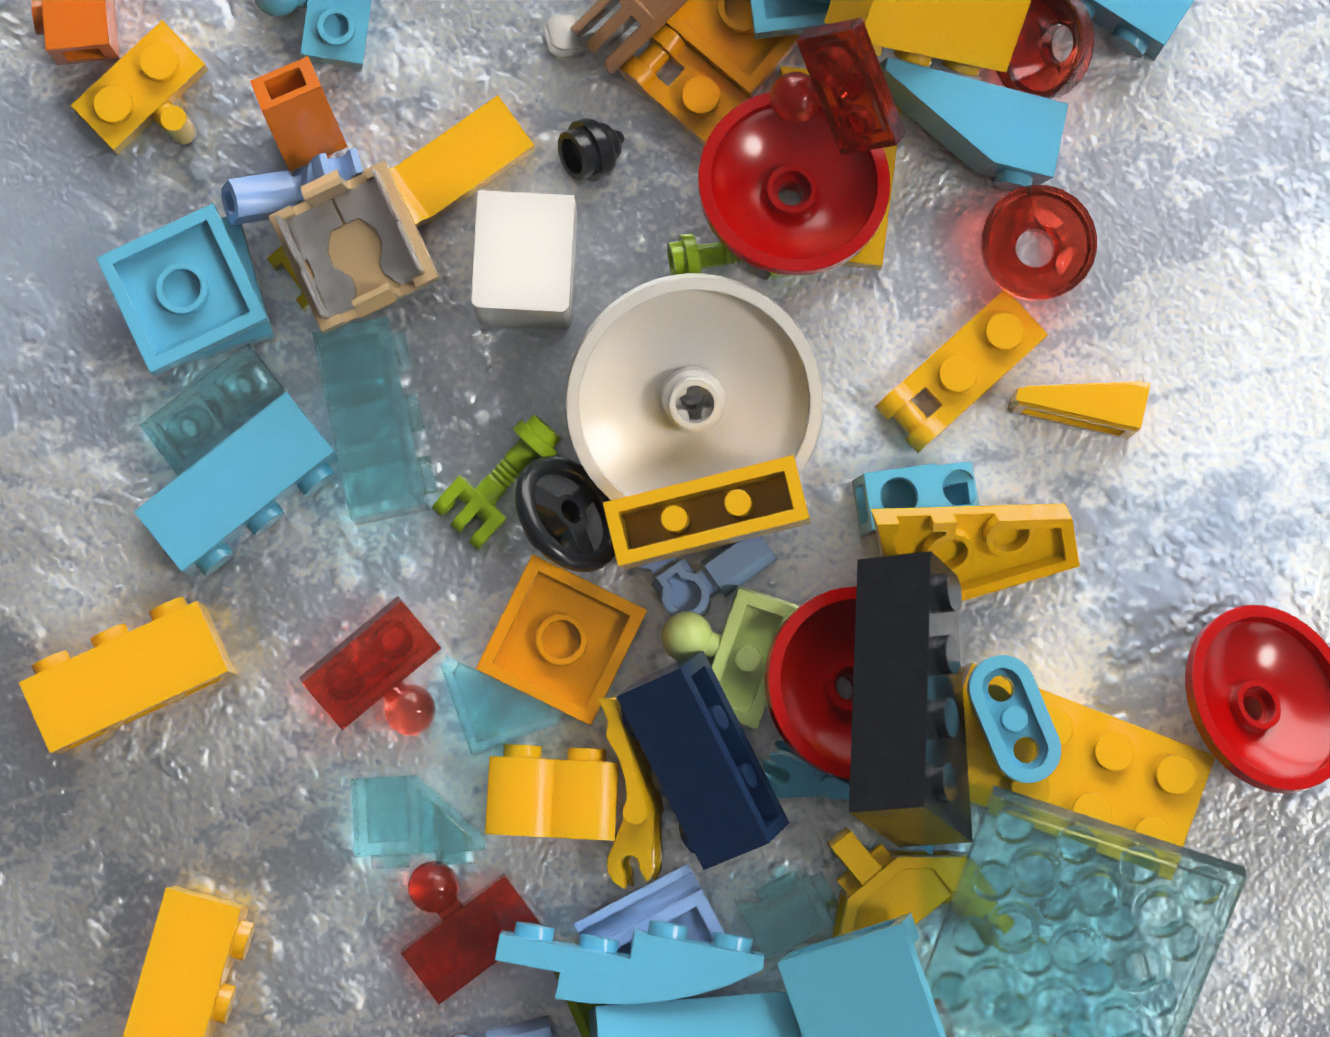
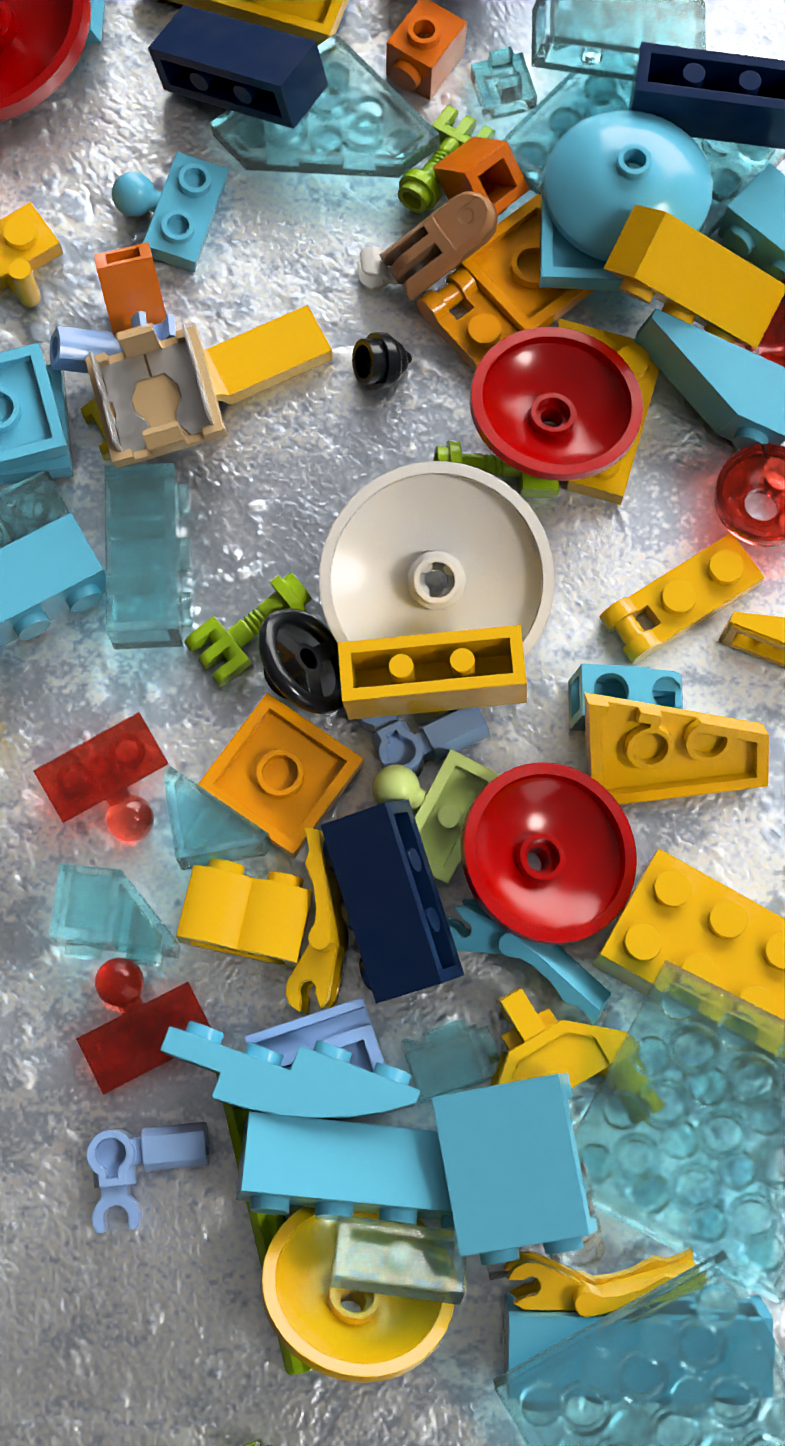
camera: 10 degrees right, 10 degrees down
(524, 259) = (305, 435): white piece -> none
(847, 85) = (616, 318): clear red plate -> none
(909, 703) = (594, 872): black wedge -> none
(1017, 717) = (695, 901): medium azure plate -> none

